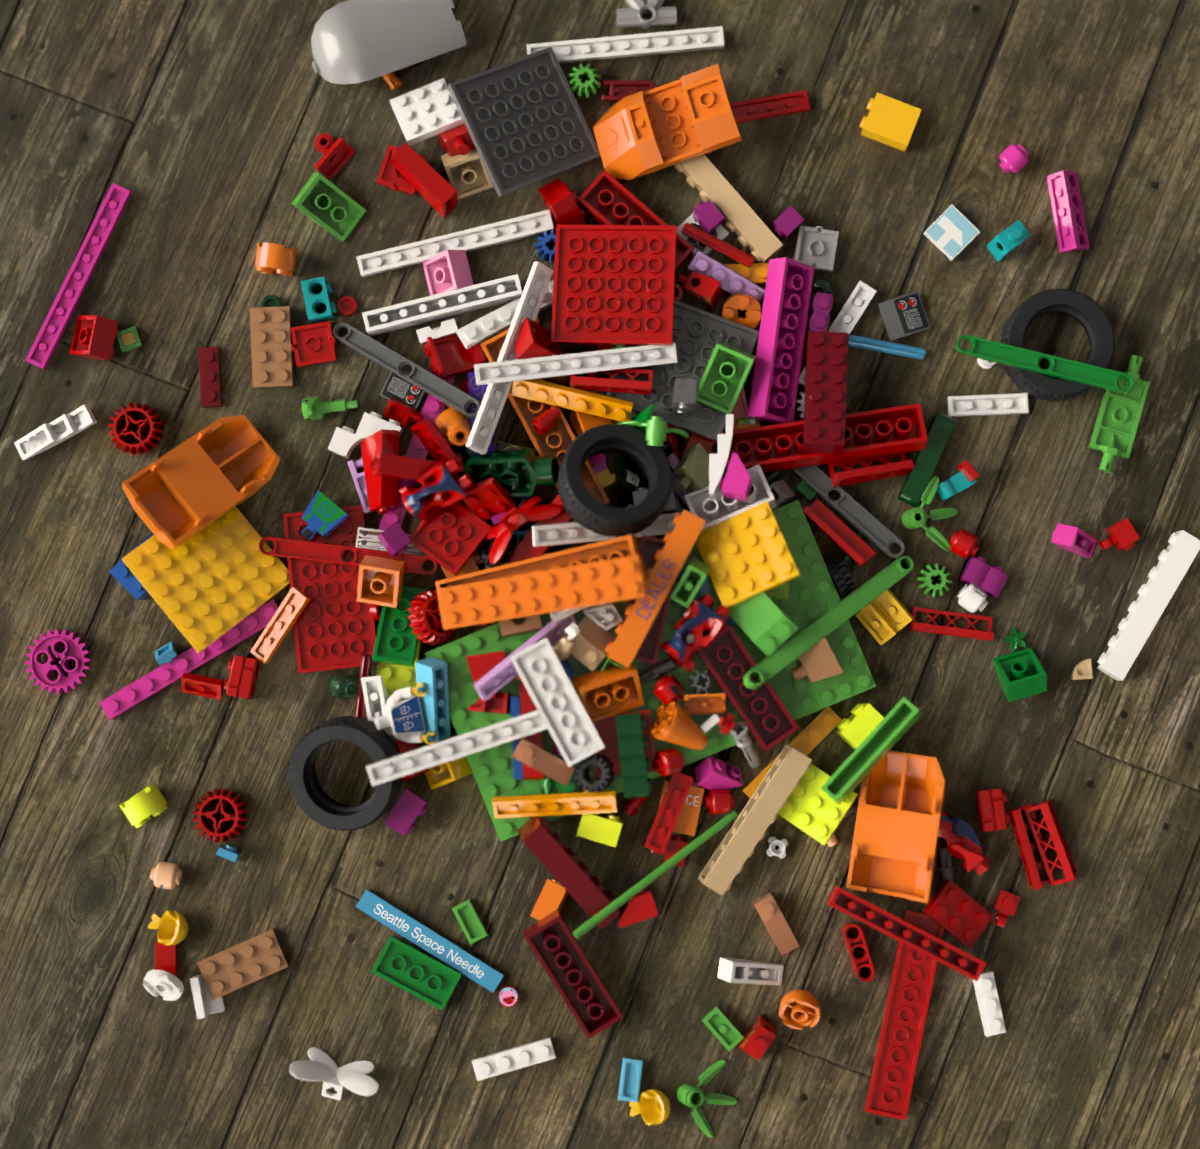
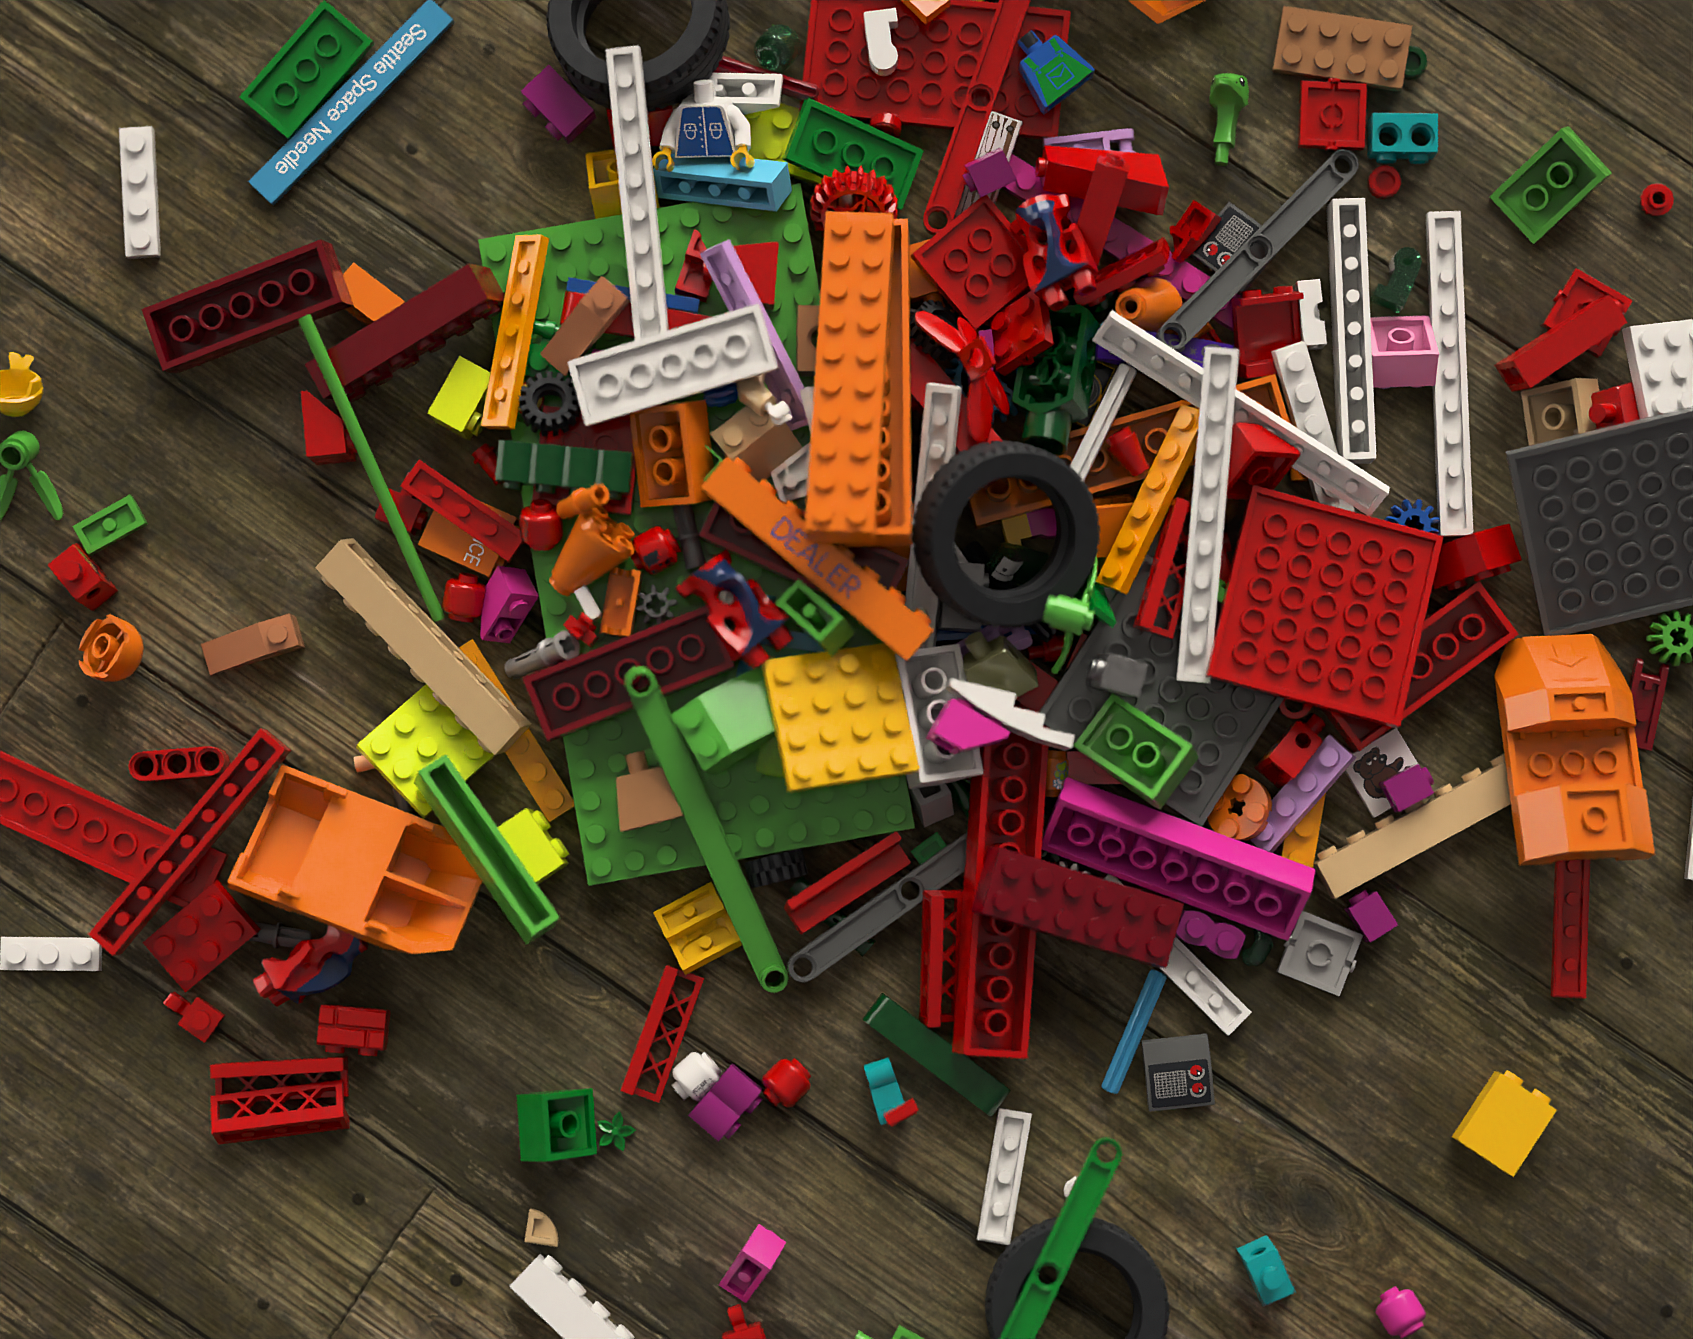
camera: 105 degrees right, 0 degrees up
(276, 258) = (1482, 82): orange brick -> none
(332, 622) = (881, 51): none -> white leg
(334, 159) = (1626, 209): red plate -> none
(345, 440) = (1165, 132): white arch -> none
(380, 581) = (927, 137): orange brick -> none
(405, 283) = (1403, 273): none -> clear green leg
(470, 921) = (366, 170): bright green tile -> none
(508, 996) = (238, 204): tile -> none
(531, 439) = (1103, 419): none -> white axle
(630, 1080) = (64, 364): medium azure tile -> none
(651, 738) = (582, 501): none -> orange pin
(718, 245) = (1357, 794): red axle -> none
(749, 971) = (187, 587): white slope -> none
(773, 842) = (362, 676): white plate -> none
(917, 516) = (844, 1046): bright green plant -> none
(932, 572) = (727, 1020): bright green gear -> none
(951, 232) = (1300, 1182): tile -> none

